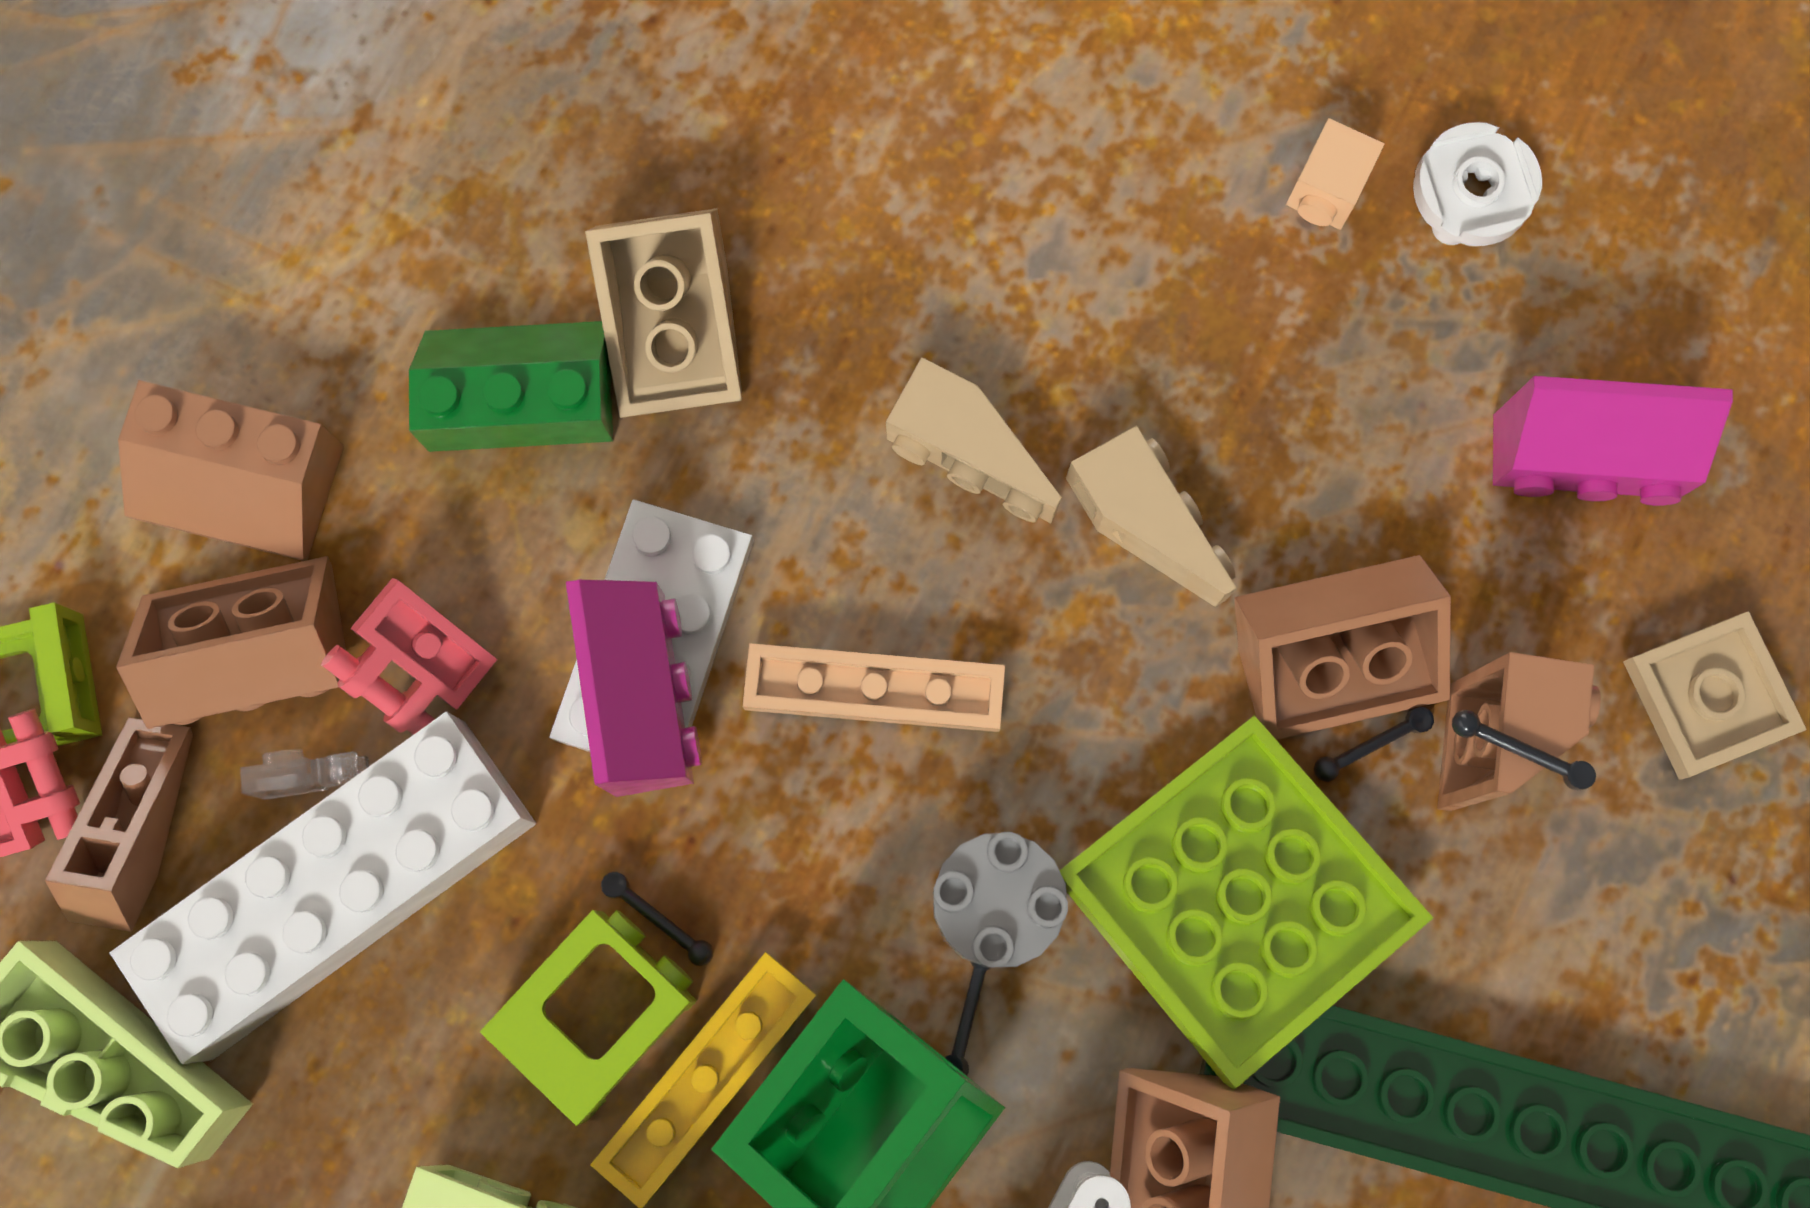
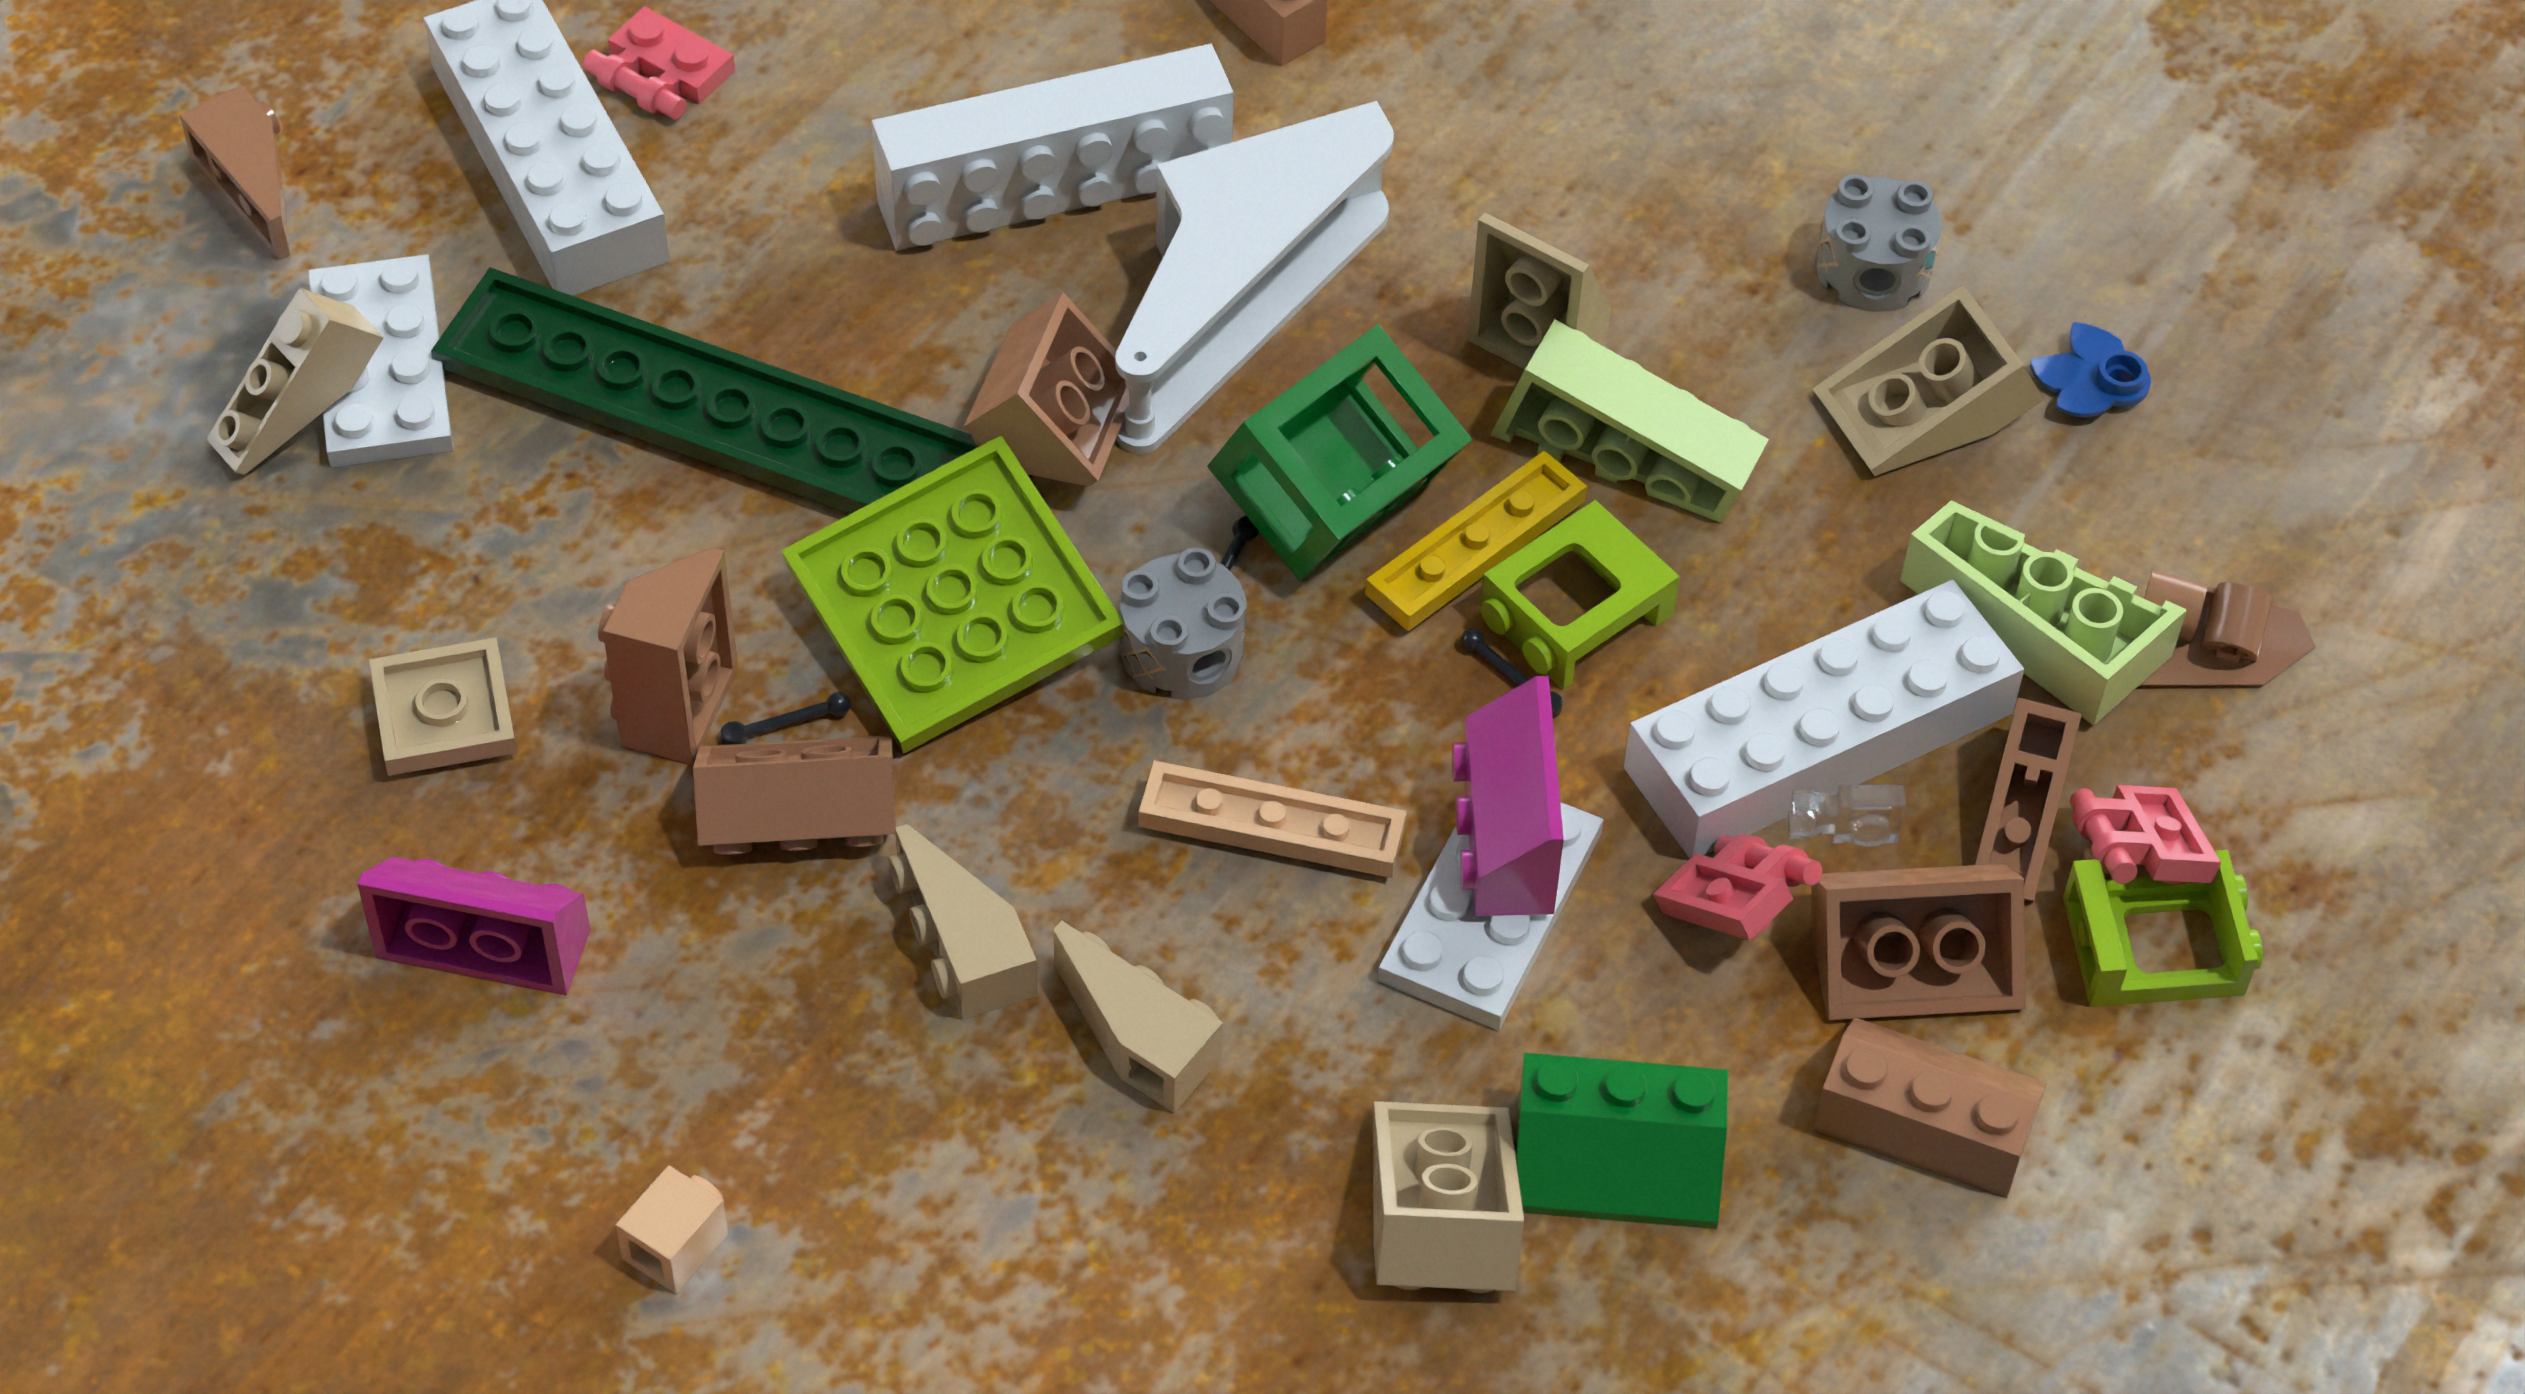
camera: 175 degrees left, 25 degrees down
(1461, 215) = (520, 1240): white plate -> none
(1576, 775) = (649, 549): black hinge -> none

